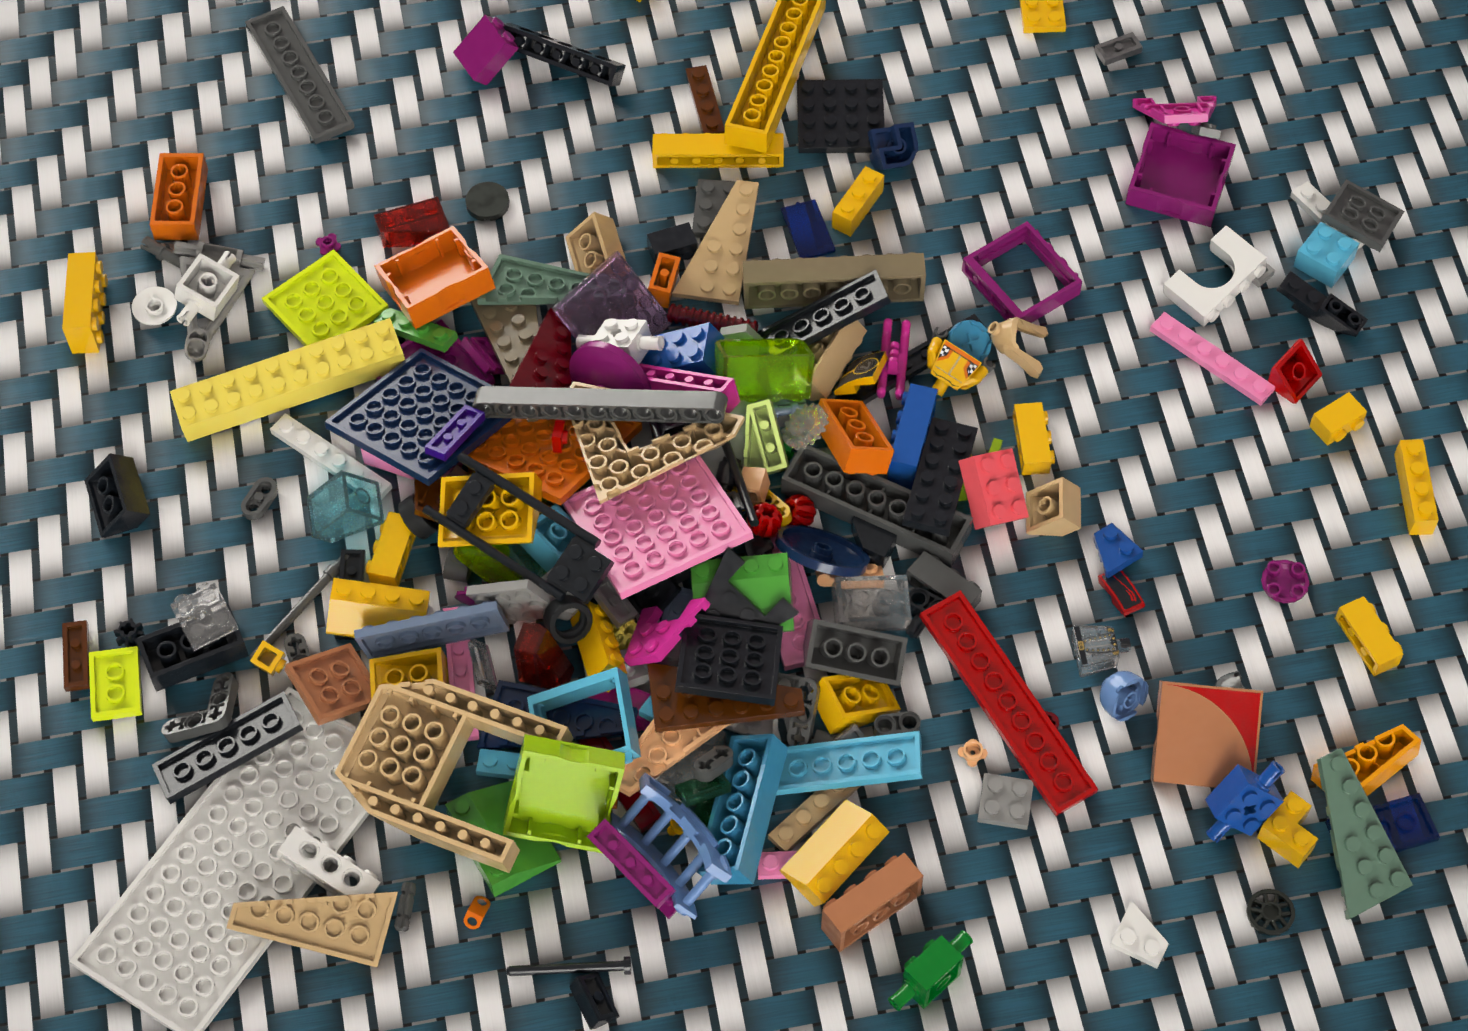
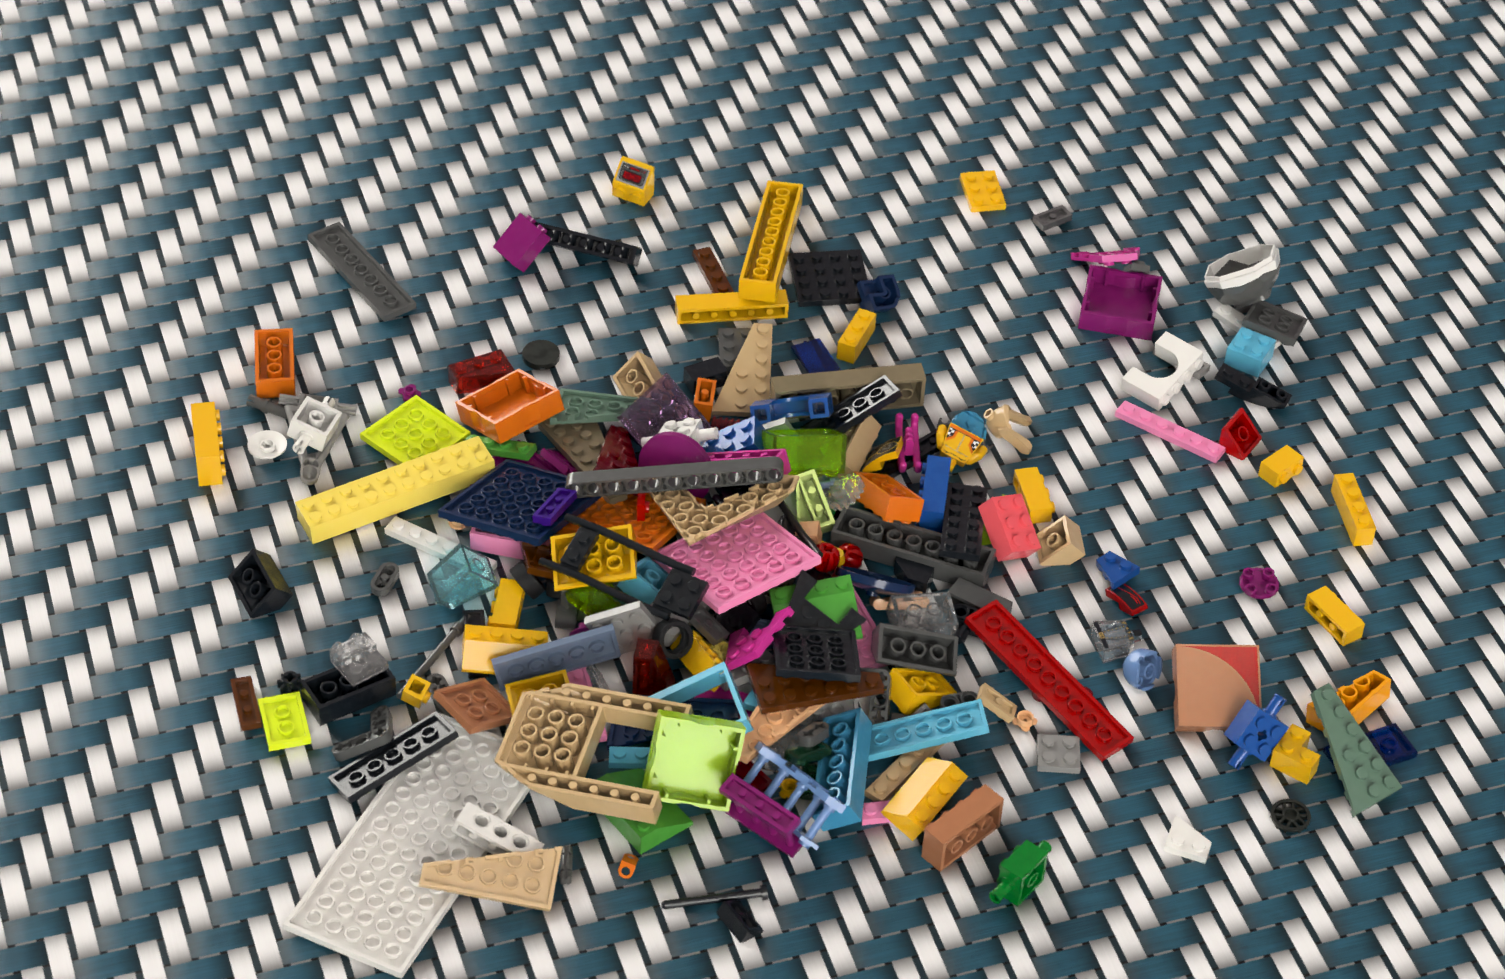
camera: 10 degrees left, 15 degrees down
(732, 304) = (807, 405): none -> blue arch
(941, 728) = (997, 703): none -> tan plate
(1044, 250) = (964, 381): magenta window -> none
(1333, 151) = (1244, 275): none -> rock

